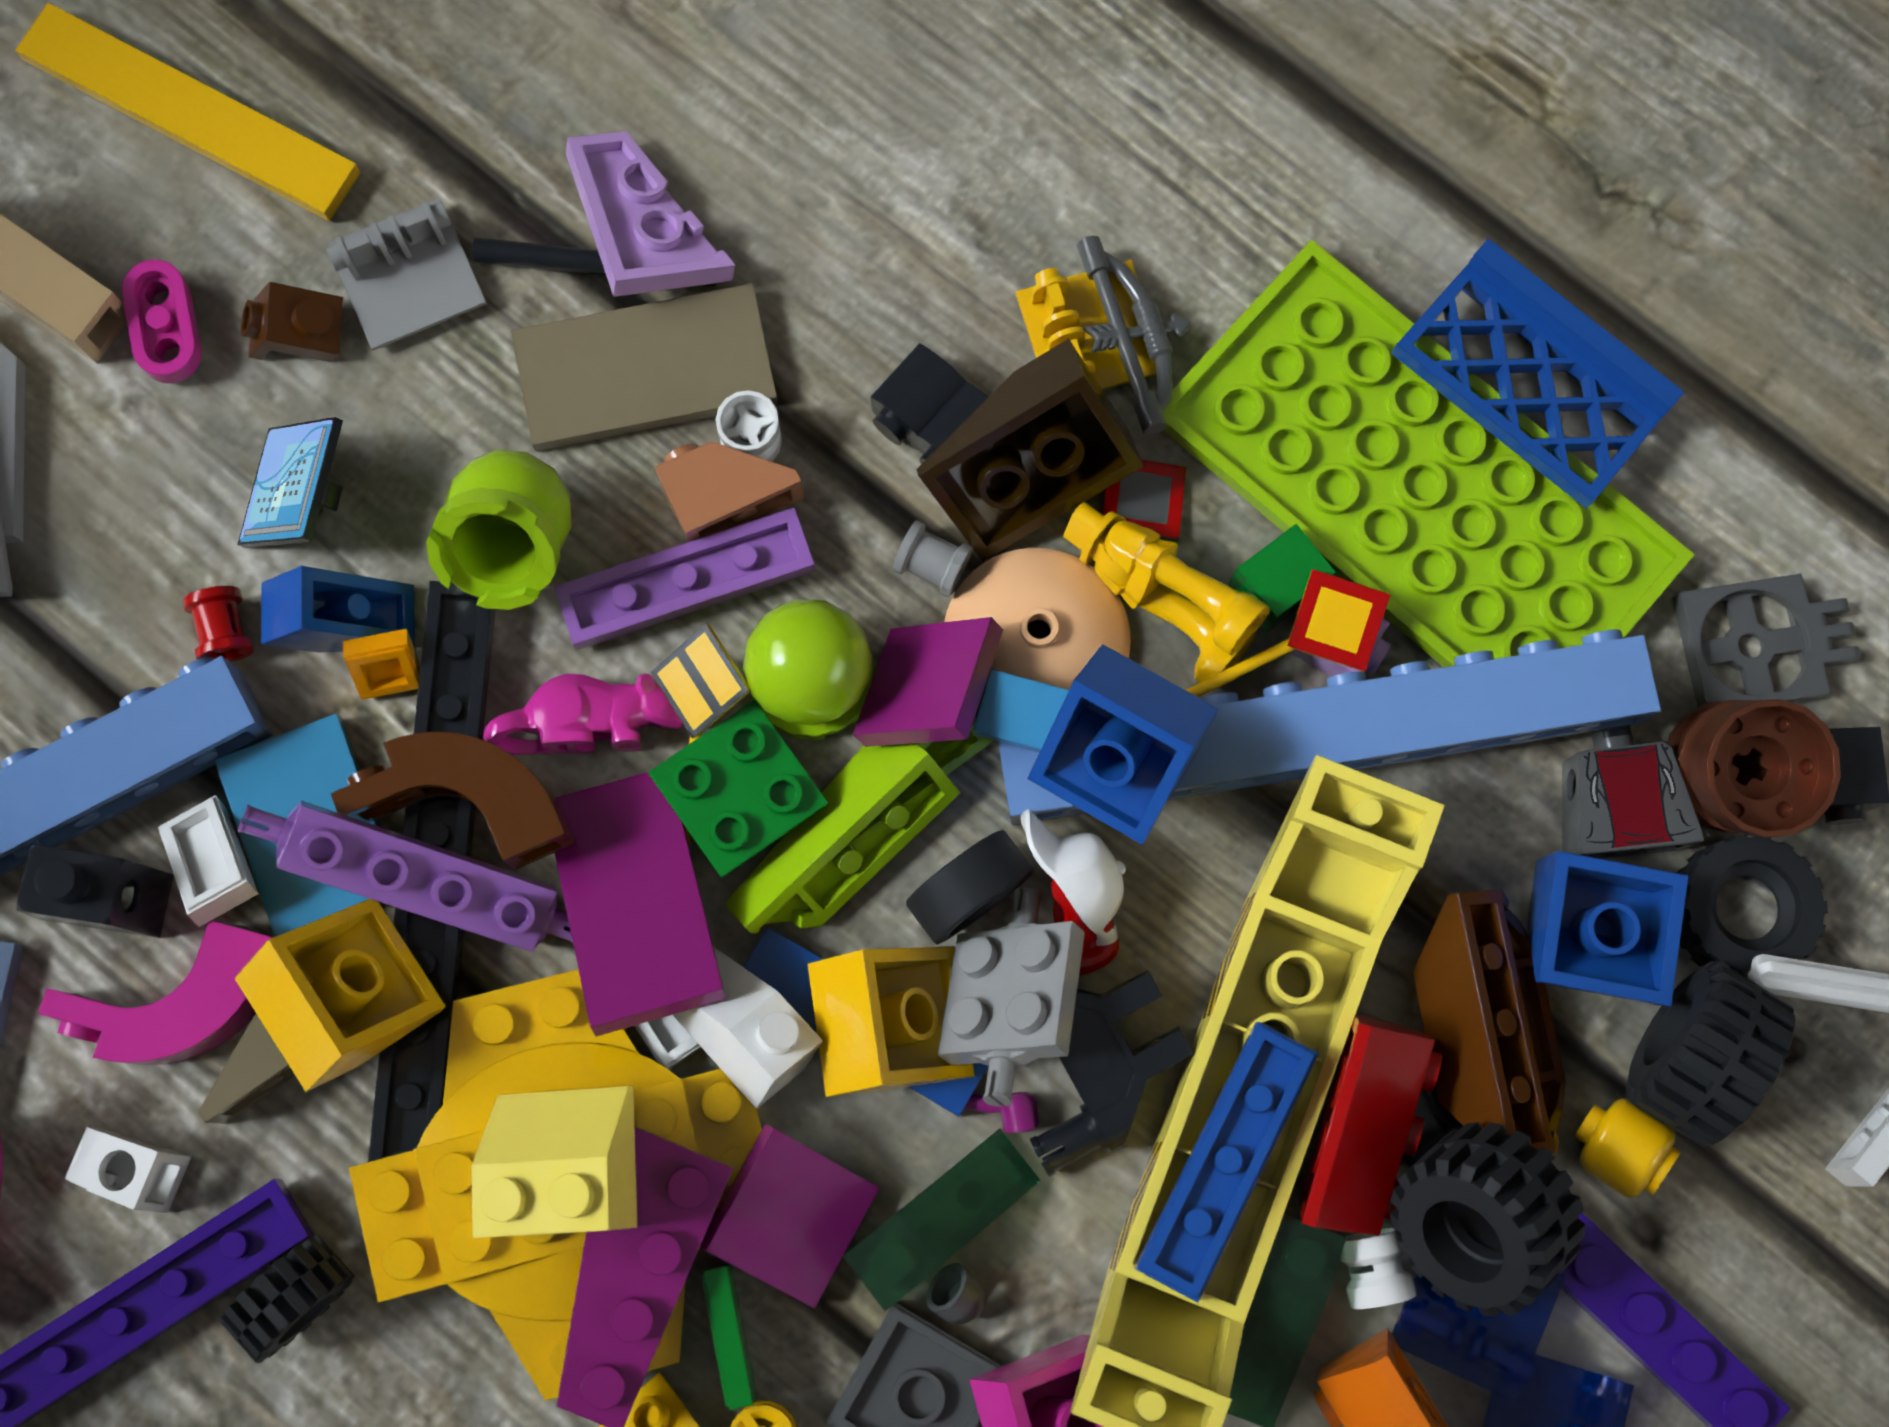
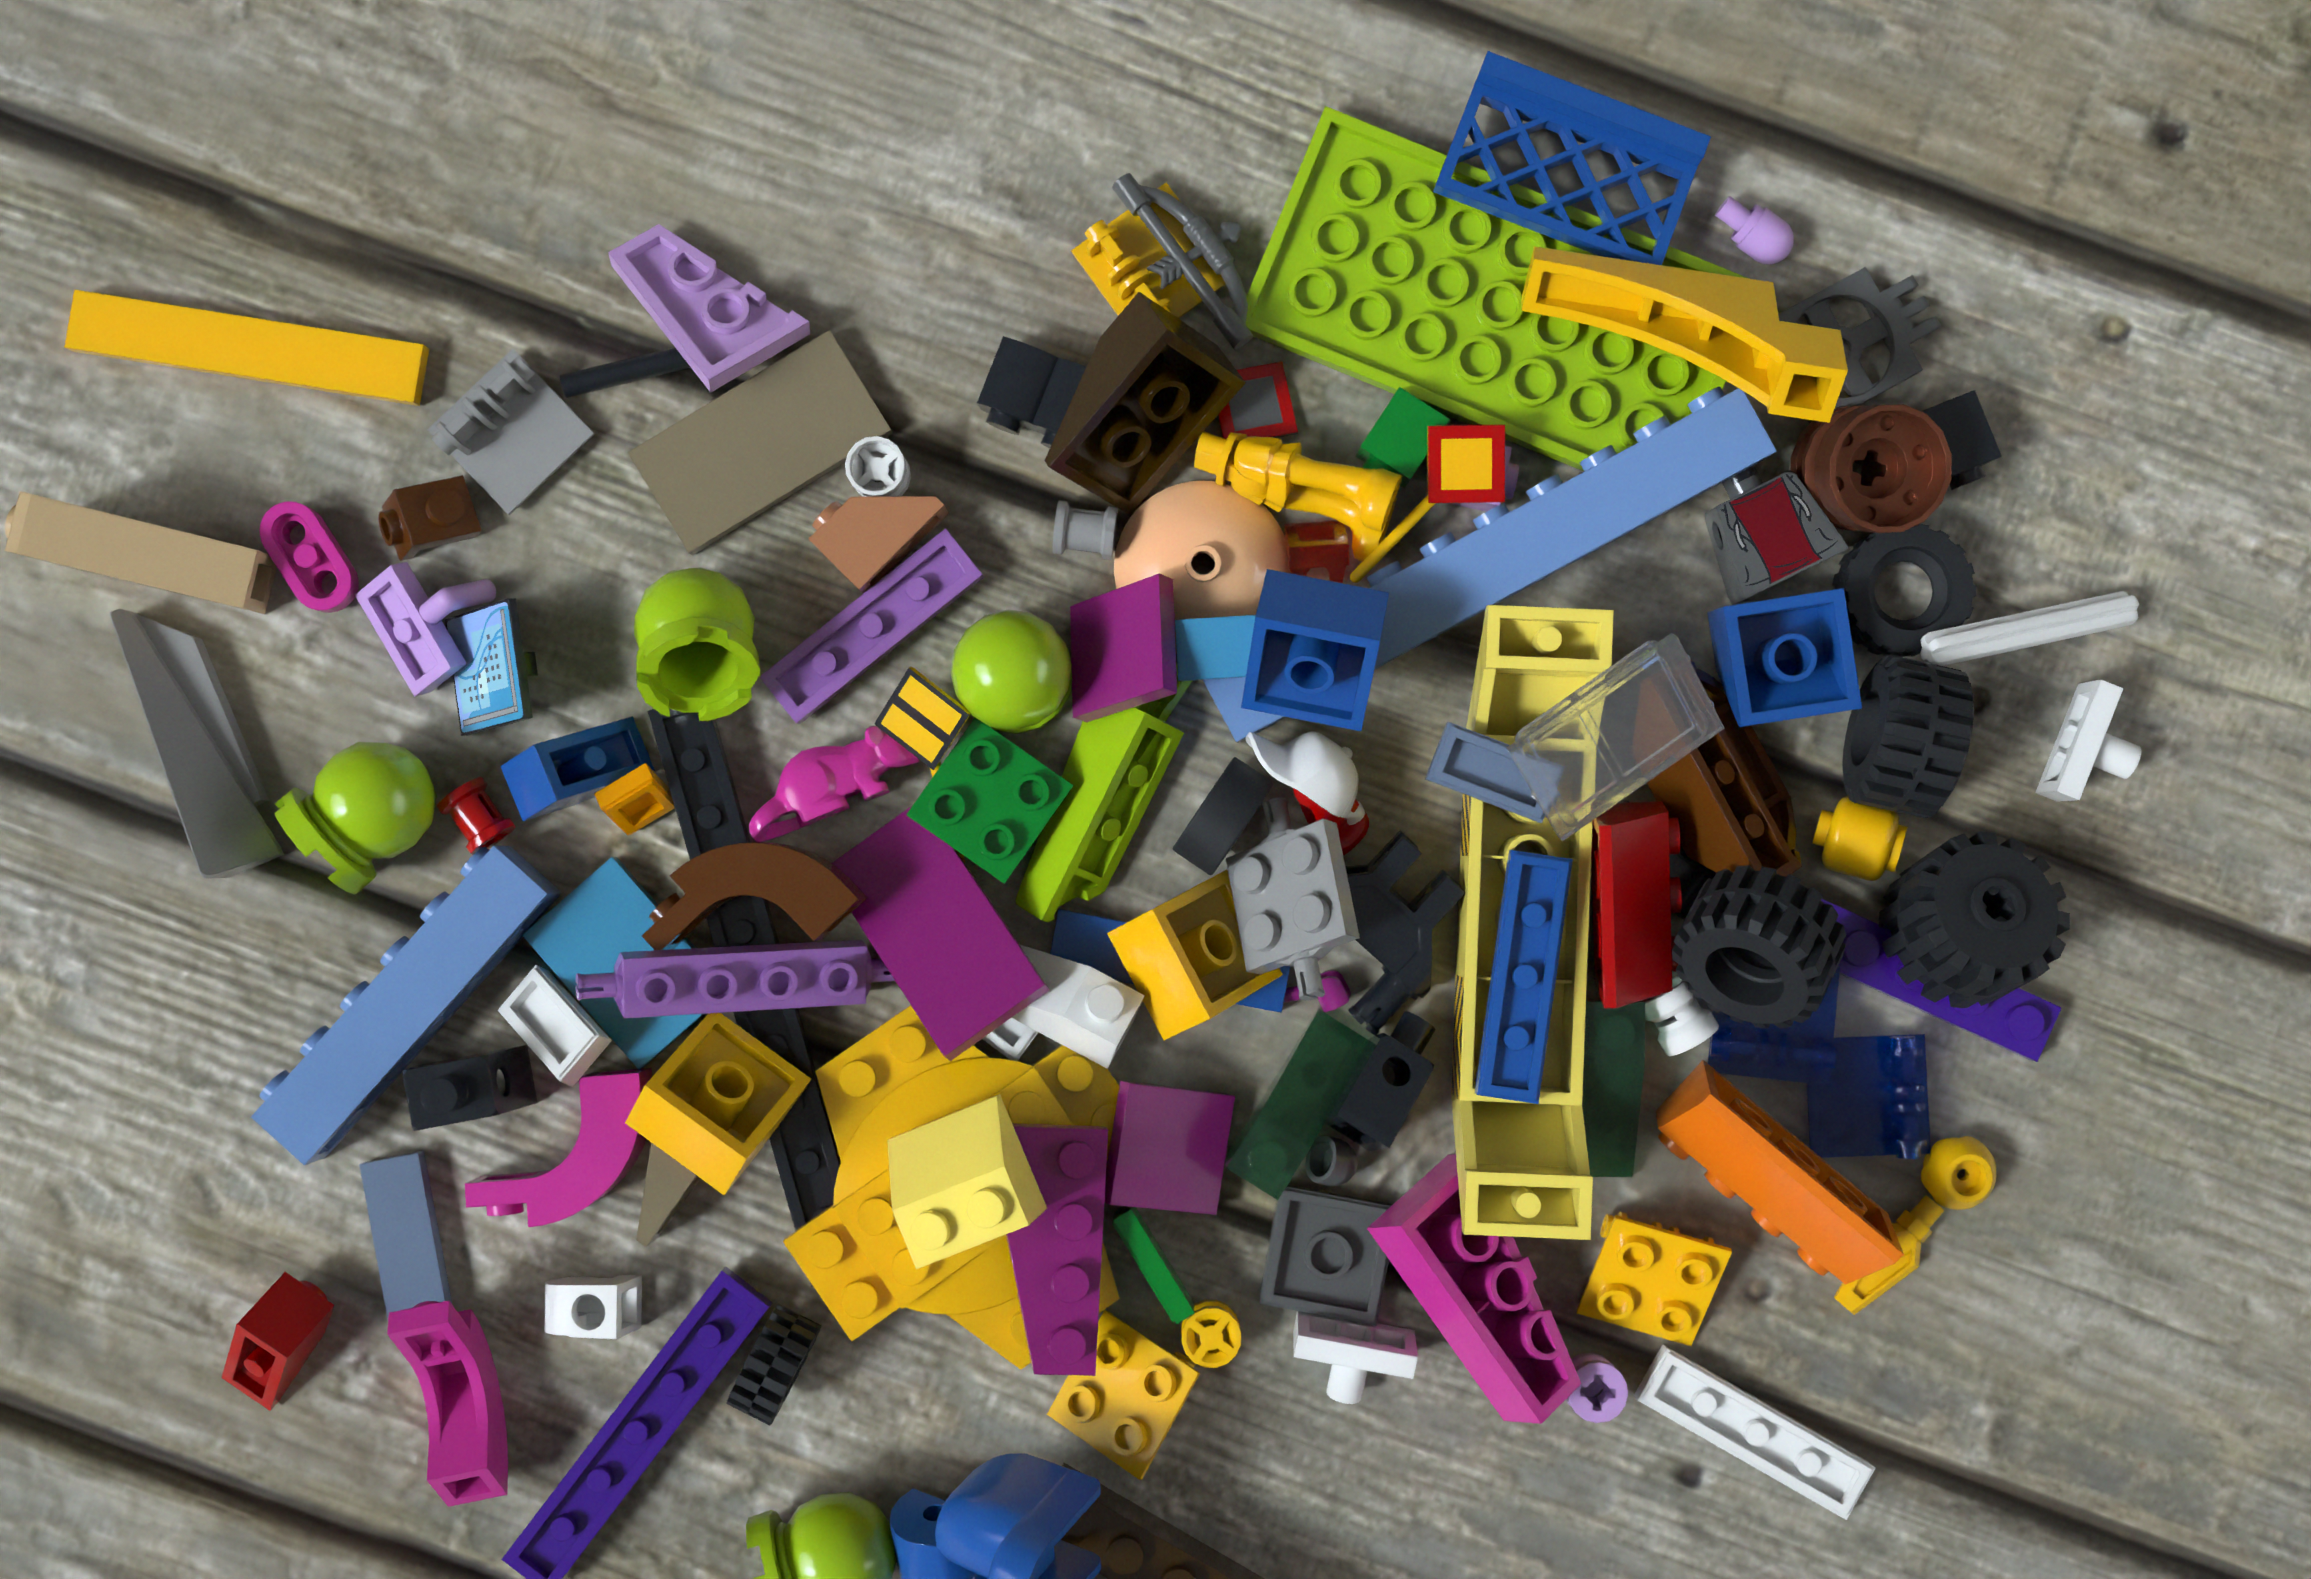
camera: 10 degrees left, 10 degrees up
(108, 573) = (362, 808): none -> lime tile
(234, 416) = (413, 623): none -> lavender plate
(1019, 1244) = (1370, 1107): none -> black torso
(1161, 653) = (1317, 546): none -> clear red tile
(1266, 935) = (1481, 770): none -> sand blue tile
(1405, 935) = (1614, 734): none -> clear piece
(1621, 557) = (1701, 316): none -> yellow arch
(1702, 504) = (1757, 231): none -> lavender cylinder
(1725, 1275) = (1974, 920): none -> black wheel

